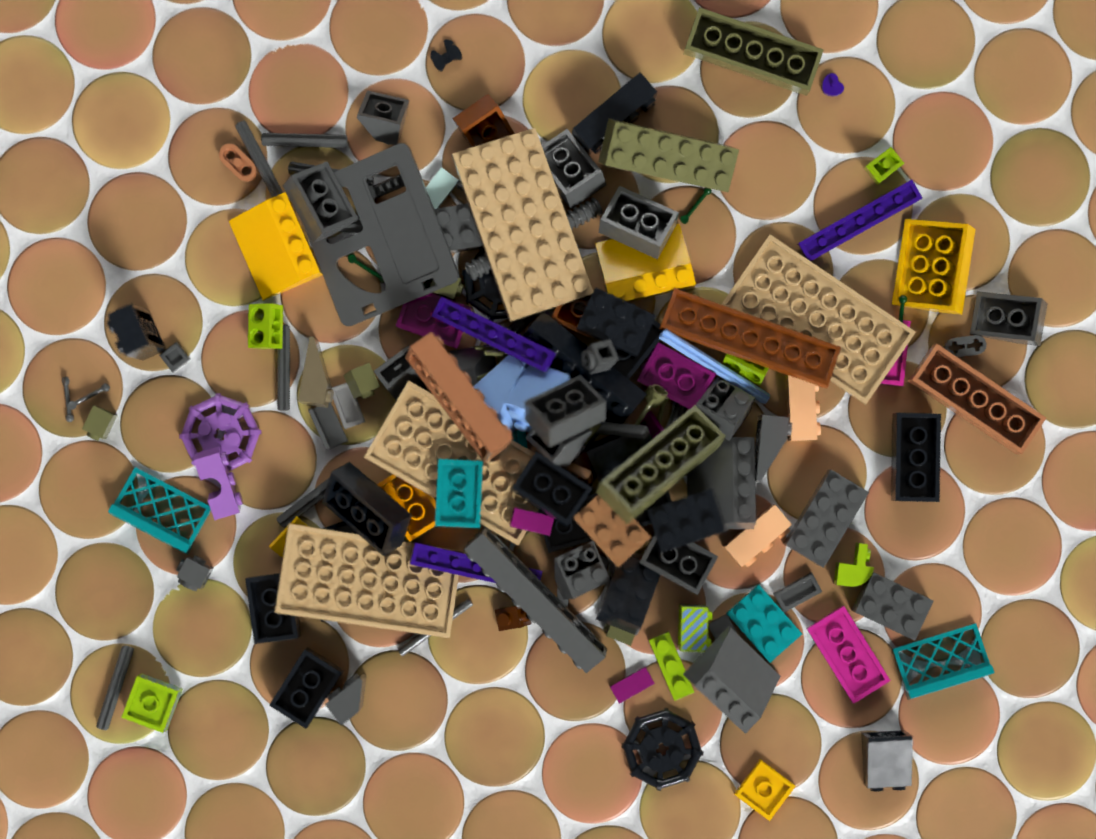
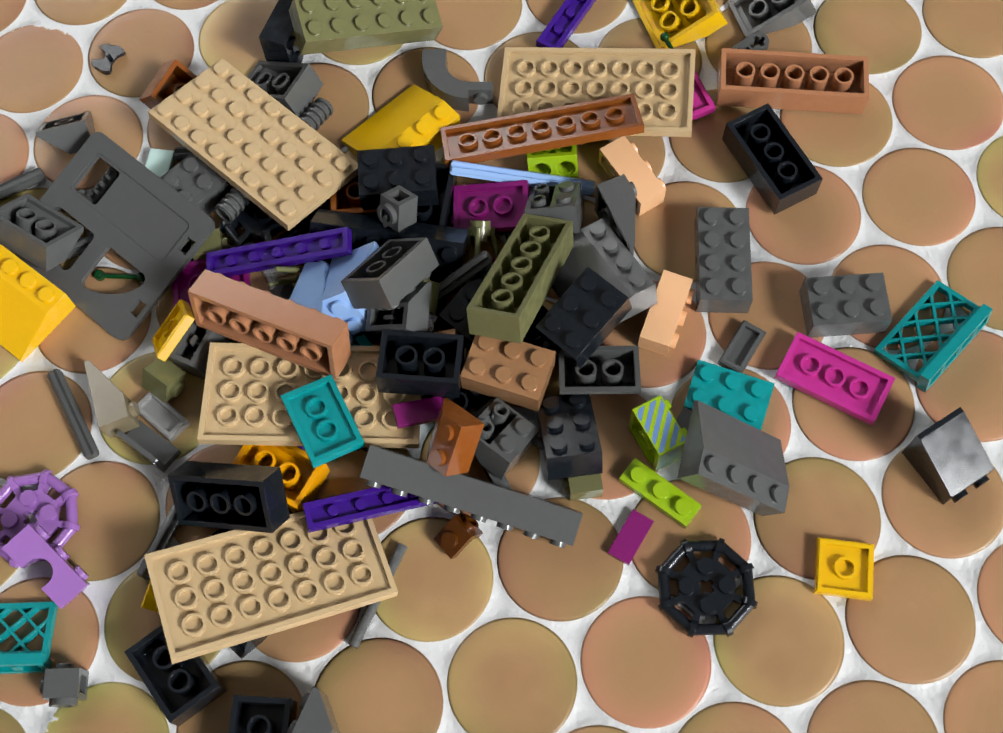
camera: 25 degrees left, 20 degrees down
(265, 326) = (31, 379): lime brick -> none
(386, 348) = (172, 329): none -> yellow tile
(542, 559) = (453, 439): none -> dark orange slope
(638, 222) = (371, 92): dark grey brick -> none
(685, 218) = (416, 79): dark green hinge -> none
(701, 243) = (448, 88): none -> dark grey arch
(855, 573) = (785, 294): lime brick -> none

